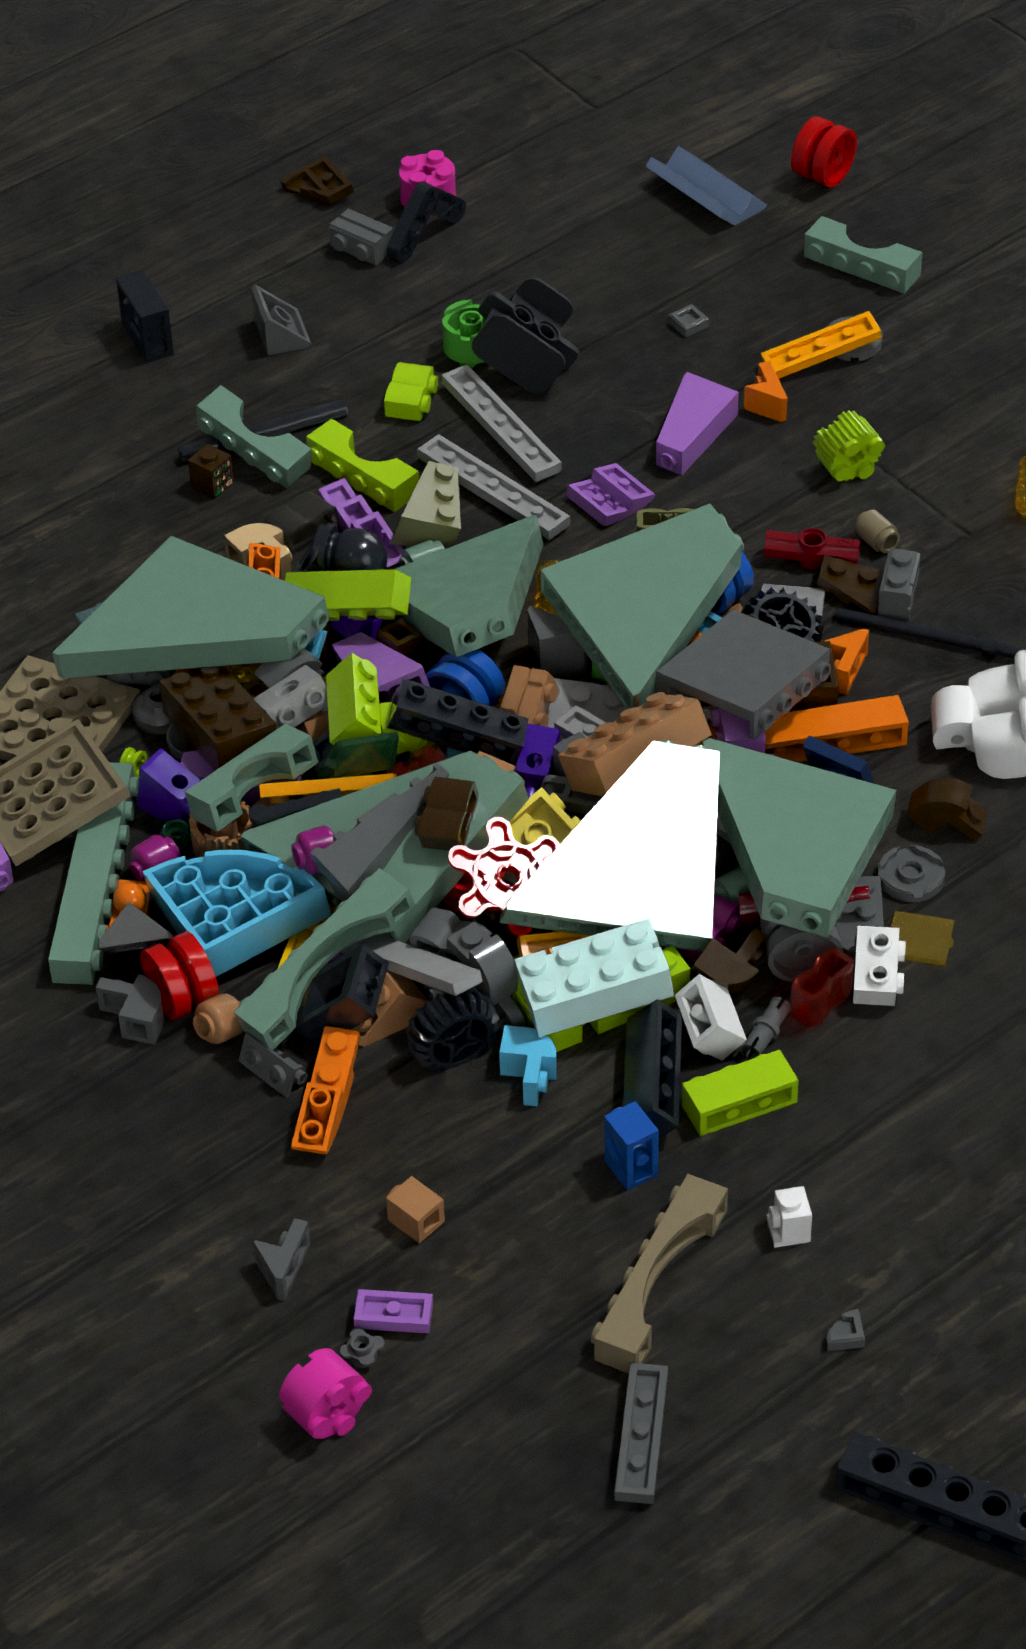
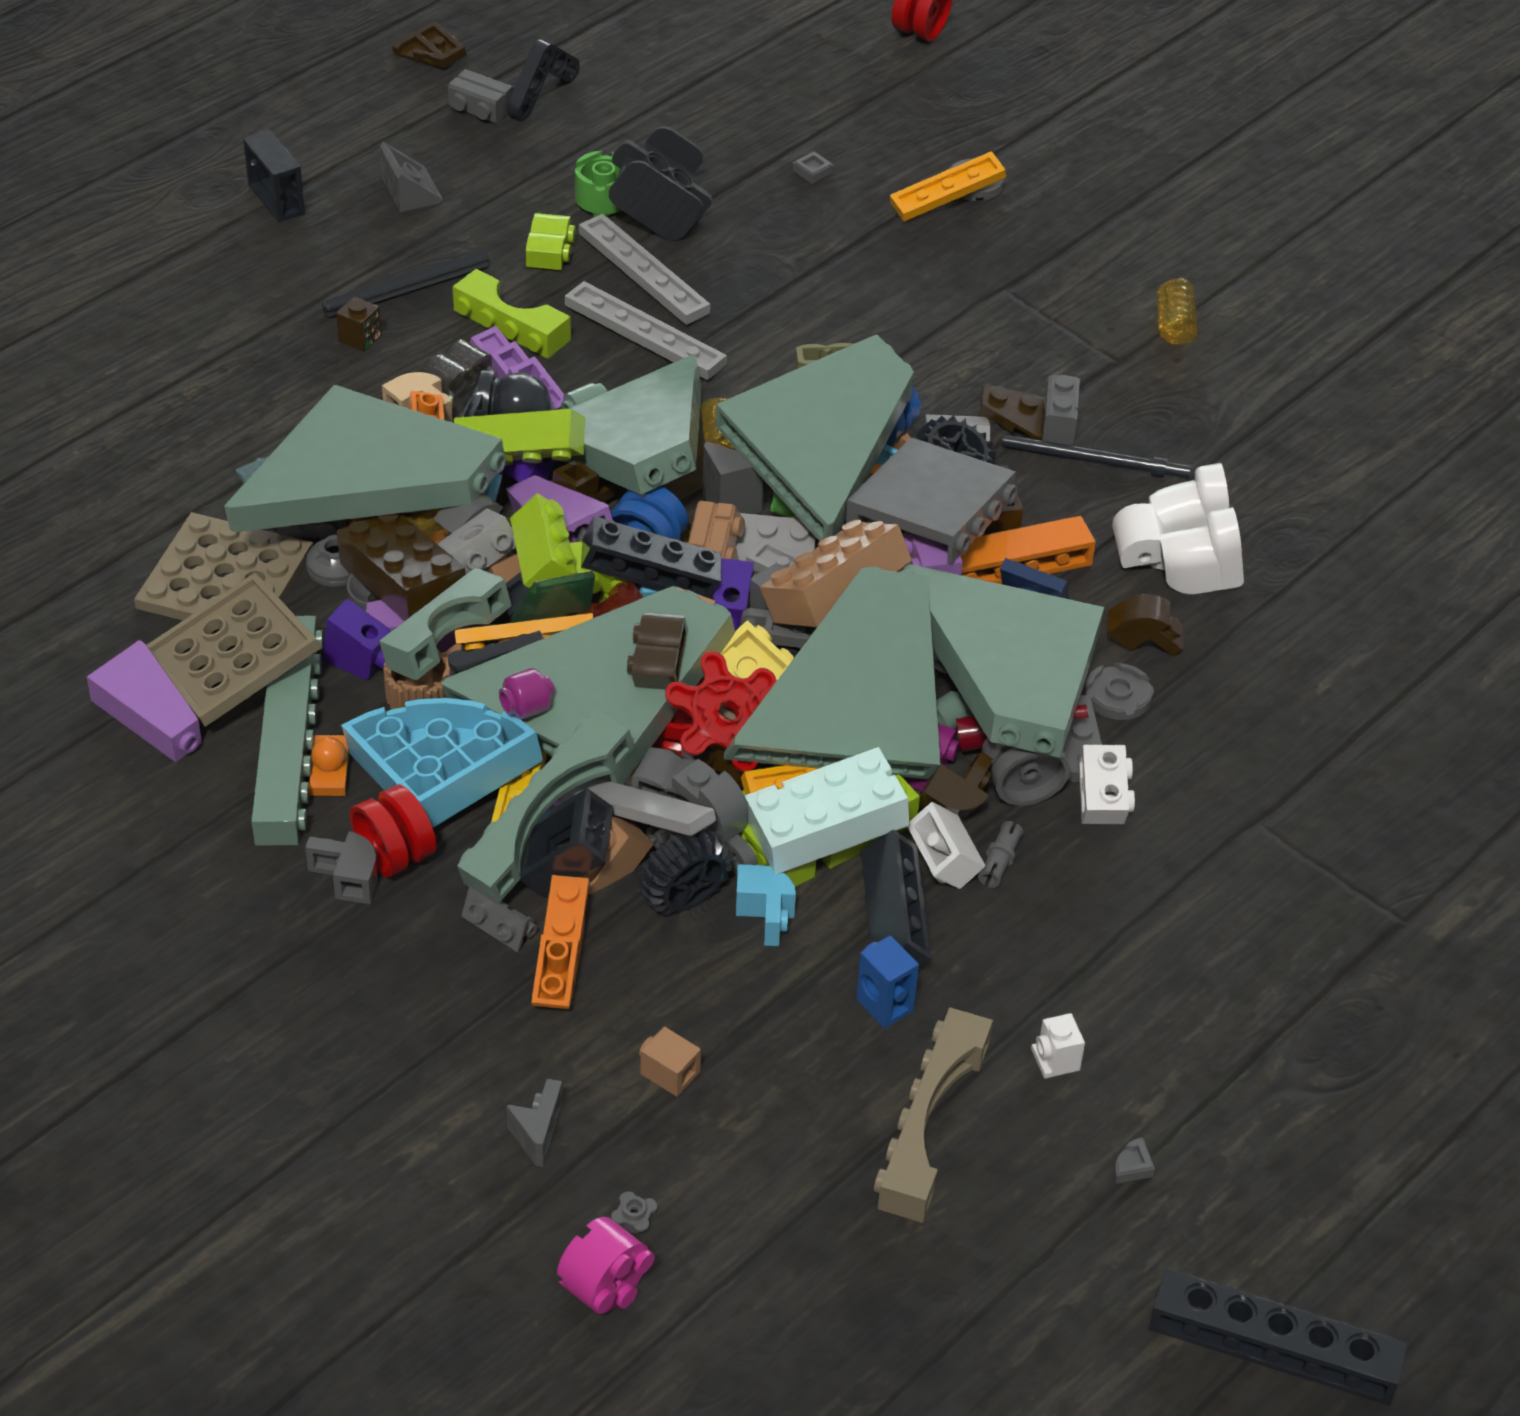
camera: 10 degrees left, 0 degrees up
(132, 932) = (340, 787): dark grey slope -> none
(137, 758) = (320, 611): lime bush -> none
(151, 853) = (347, 706): magenta head -> none
(178, 831) = (368, 687): clear green plate -> none
(216, 1019) = (437, 873): medium nougat head -> none
(279, 457) = (427, 308): sand green arch -> none
(373, 839) = (584, 680): dark grey wedge -> none
(393, 1311) = (662, 1171): medium lavender plate -> none
(427, 168) = (534, 28): dark pink brick -> none
(432, 509) = (589, 352): olive wedge -> none
(610, 494) = (761, 334): medium lavender slope -> none
(641, 1433) = (941, 1284): dark grey plate -> none
(694, 421) = (835, 261): medium lavender slope -> none
(707, 186) = (812, 42): sand blue slope -> none
(739, 1092) = (986, 920): lime brick -> none
(766, 394) = (902, 234): orange slope -> none
(810, 547) = (968, 377): dark red piece -> none
(822, 987) = (1053, 809): clear red brick -> none
(848, 447) = (992, 280): lime brick -> none
(848, 655) = (1026, 478): orange slope -> none
(877, 531) = (1030, 360): dark tan brick -> none
(891, 266) = (1000, 111): sand green arch -> none
(925, 937) = (1148, 753): clear yellow piece -> none

